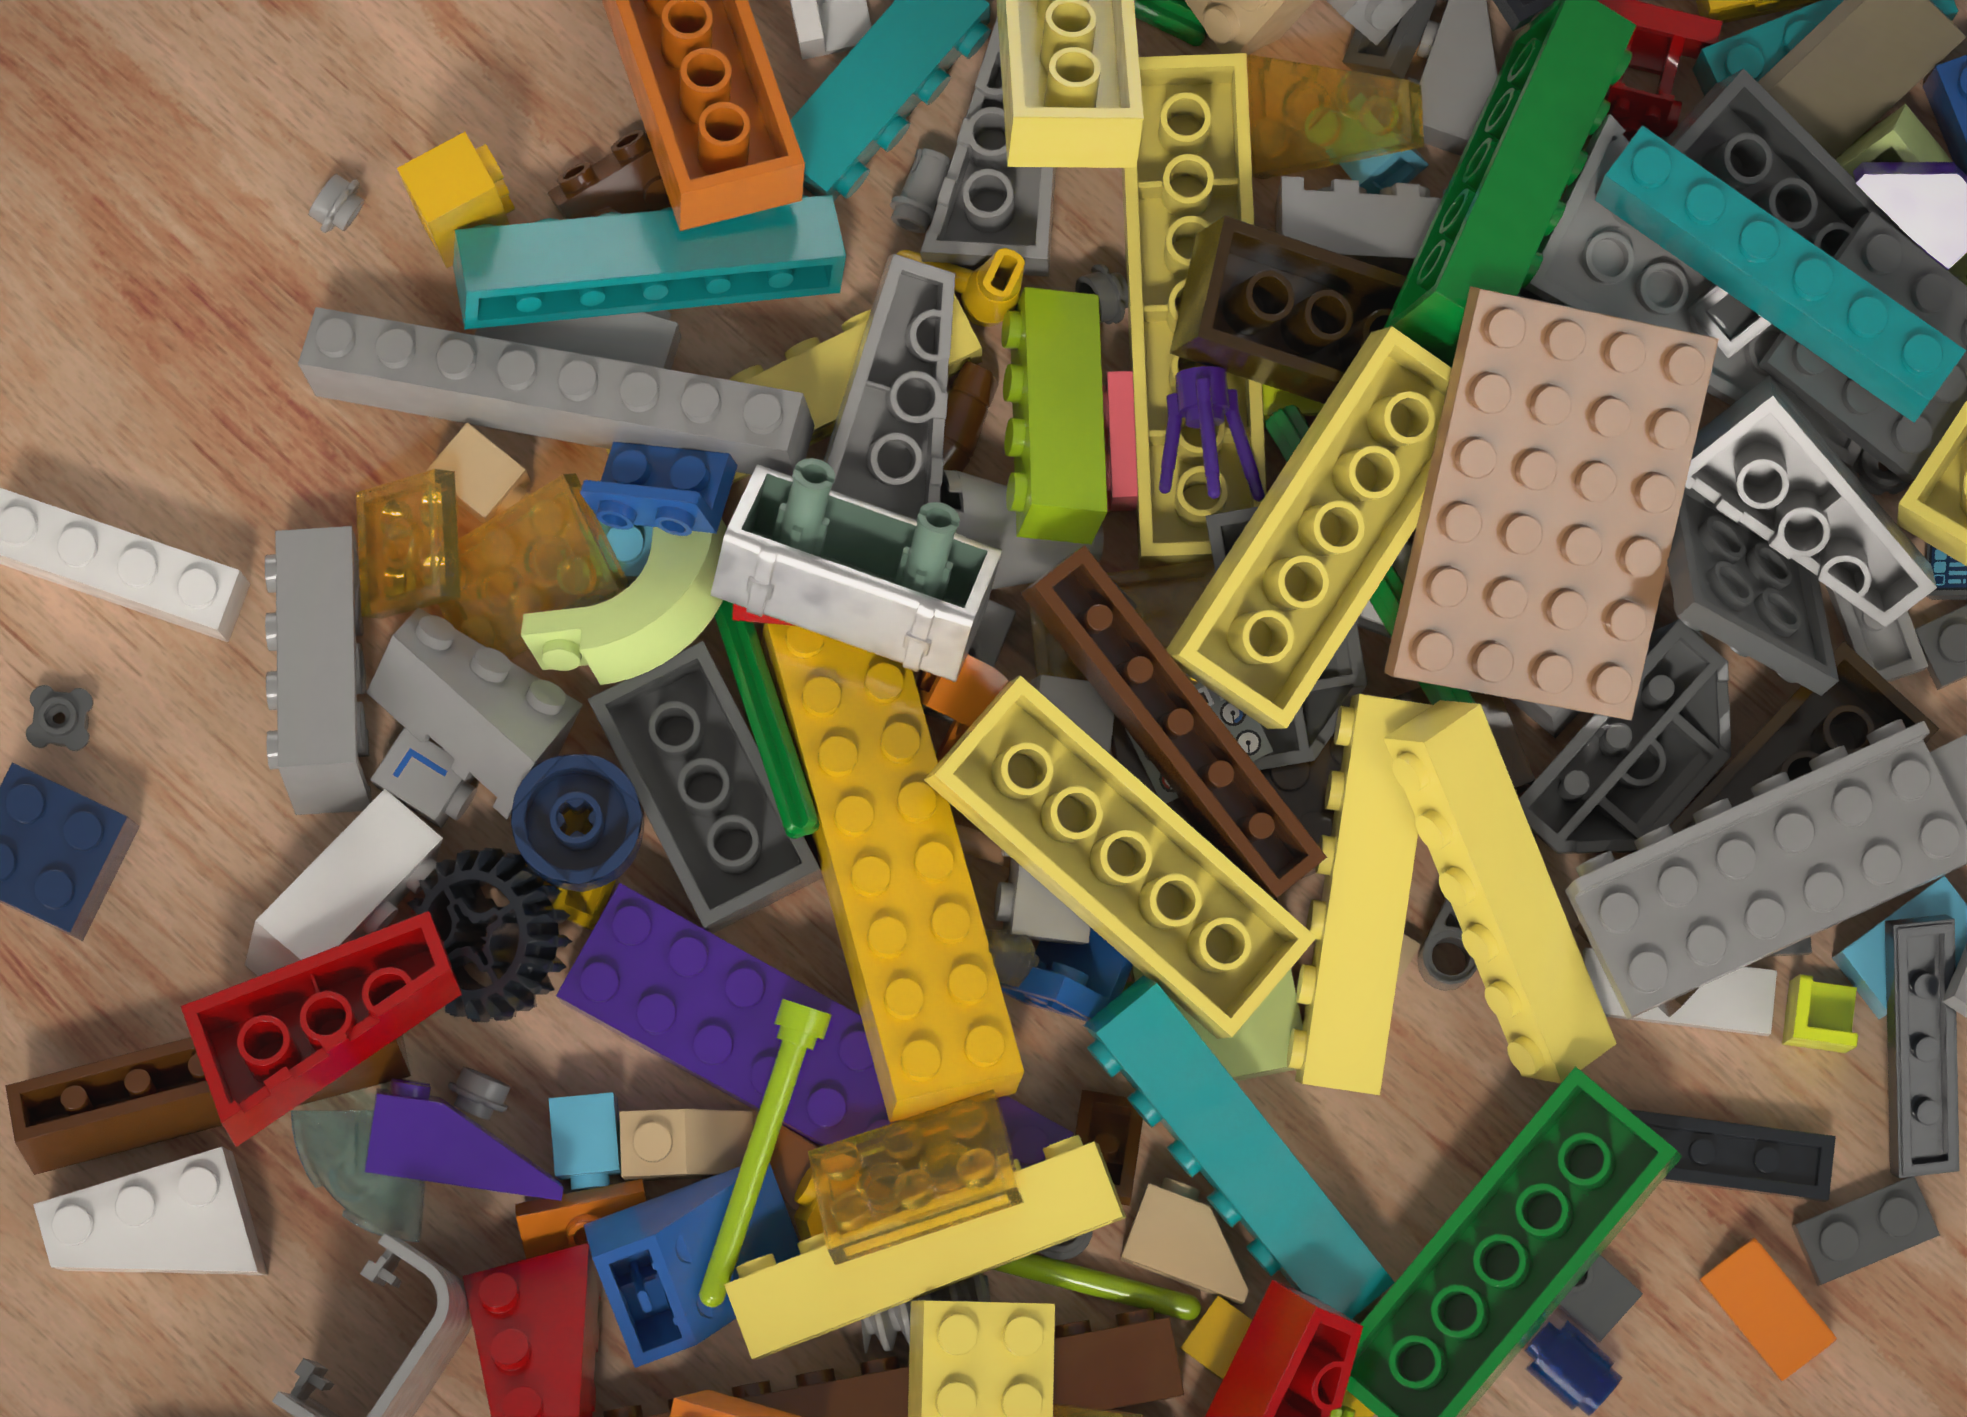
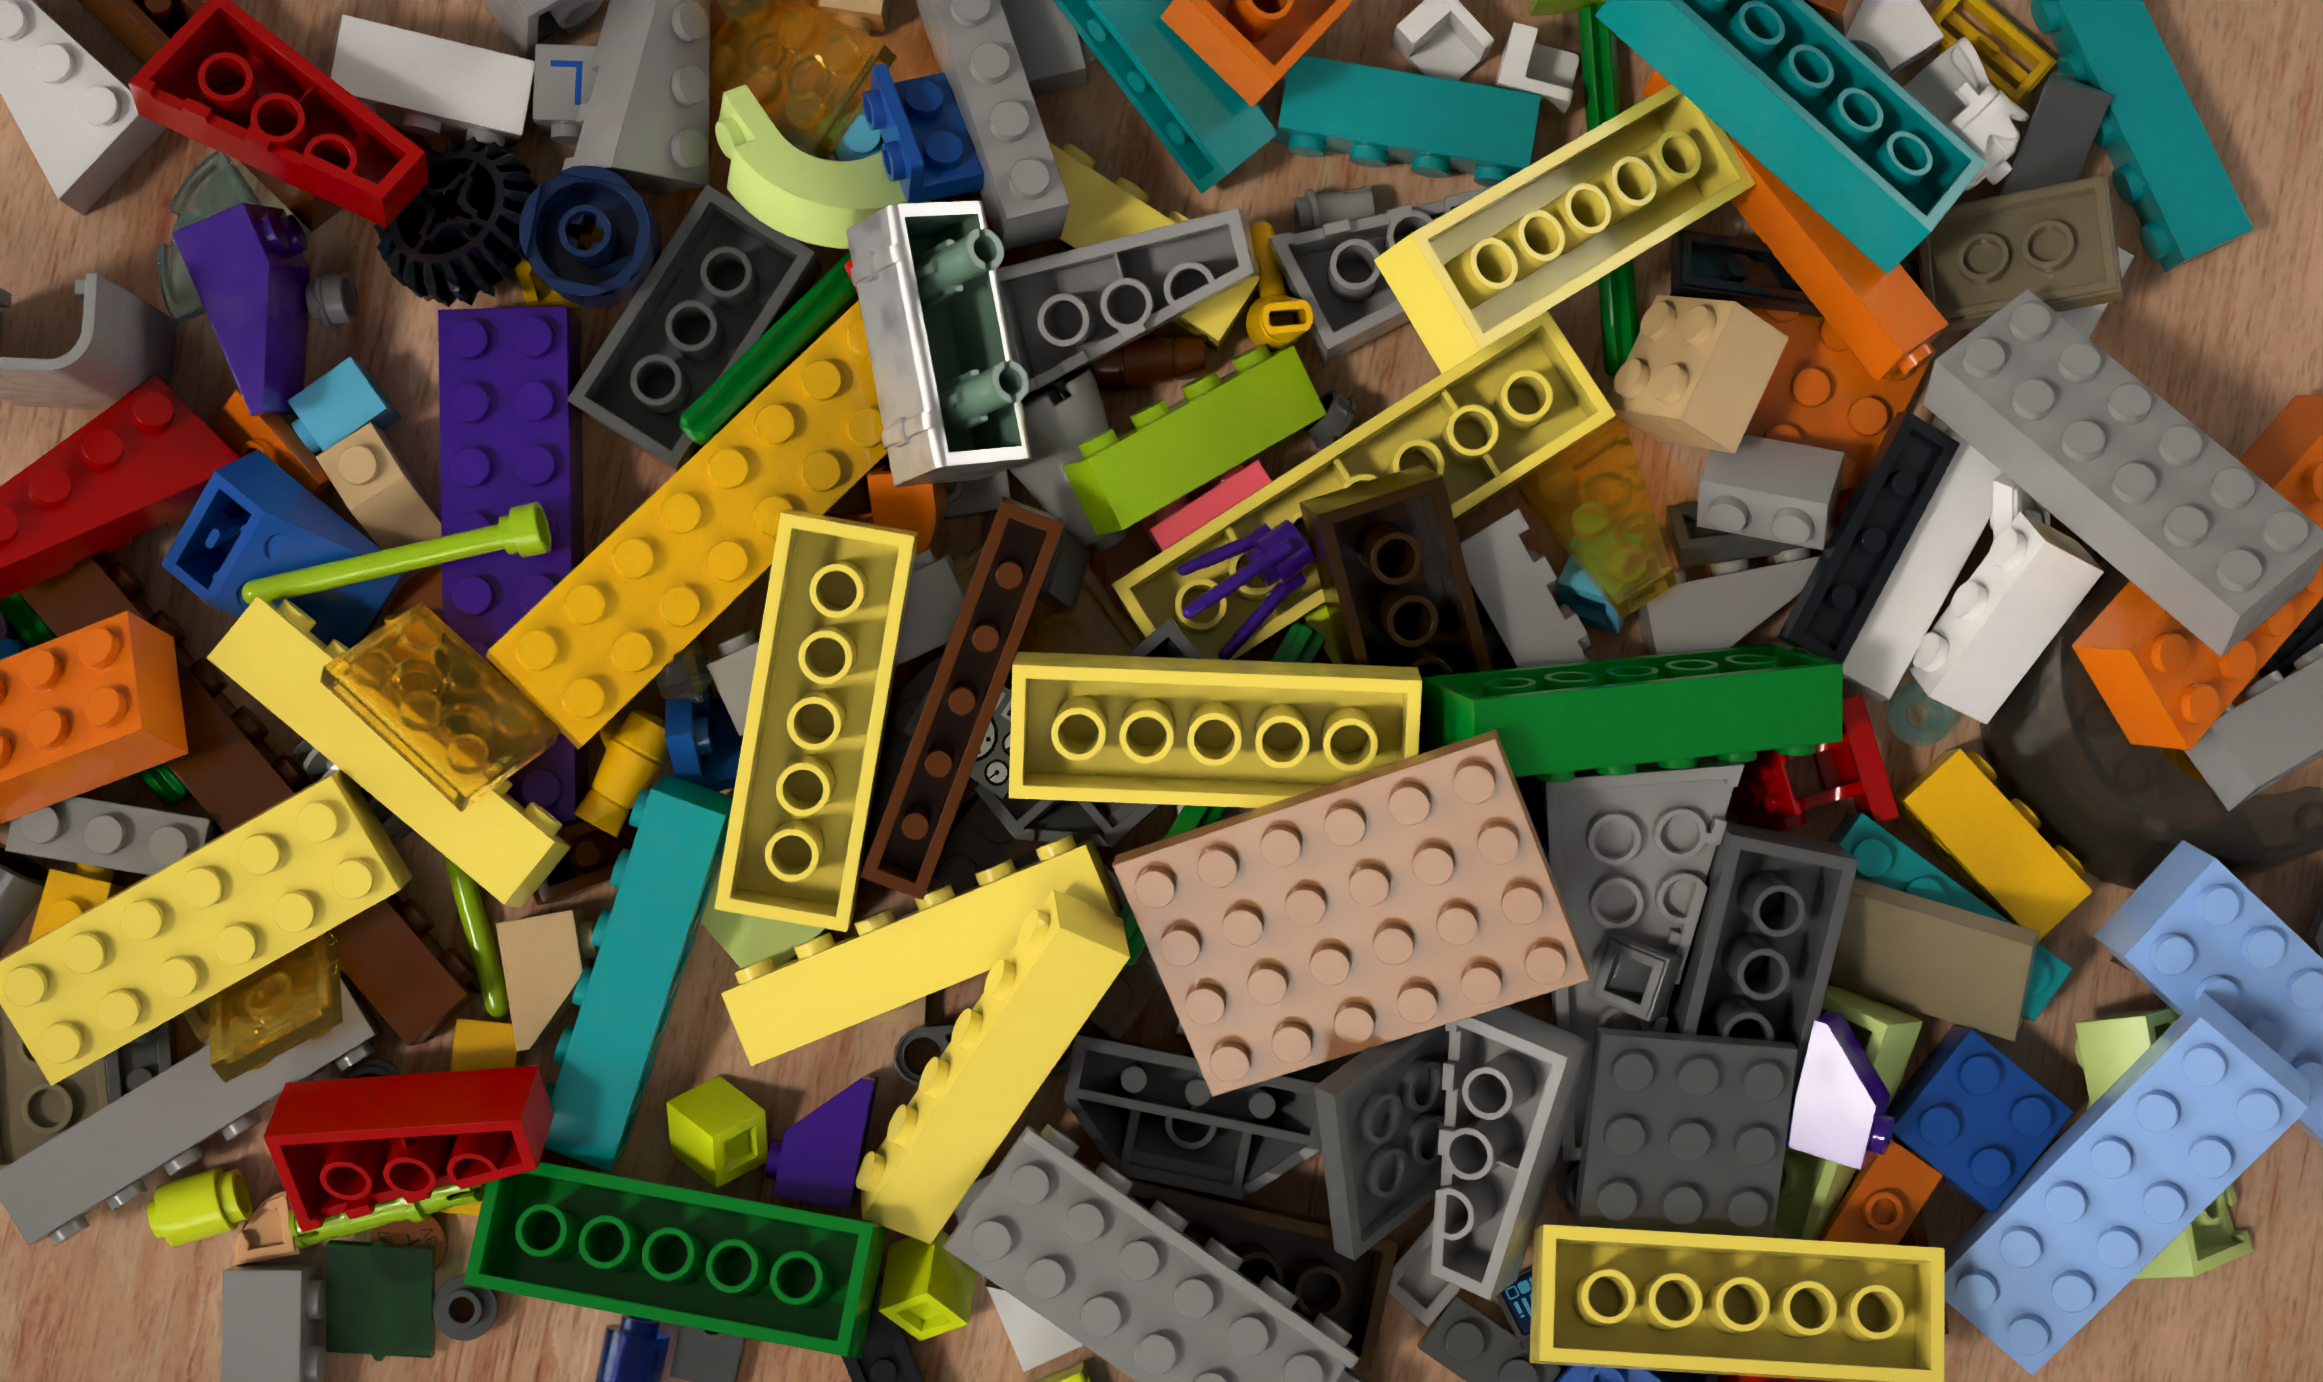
camera: 55 degrees right, 5 degrees up
(1056, 1065) = (630, 763): none -> yellow piece
(1411, 1176) = (717, 1131): none -> neon yellow panel
(1479, 1089) = (825, 1149): none -> dark purple slope
(1650, 1070) = (926, 1287): none -> neon yellow panel
(1778, 274) = (1682, 1001): teal brick -> none

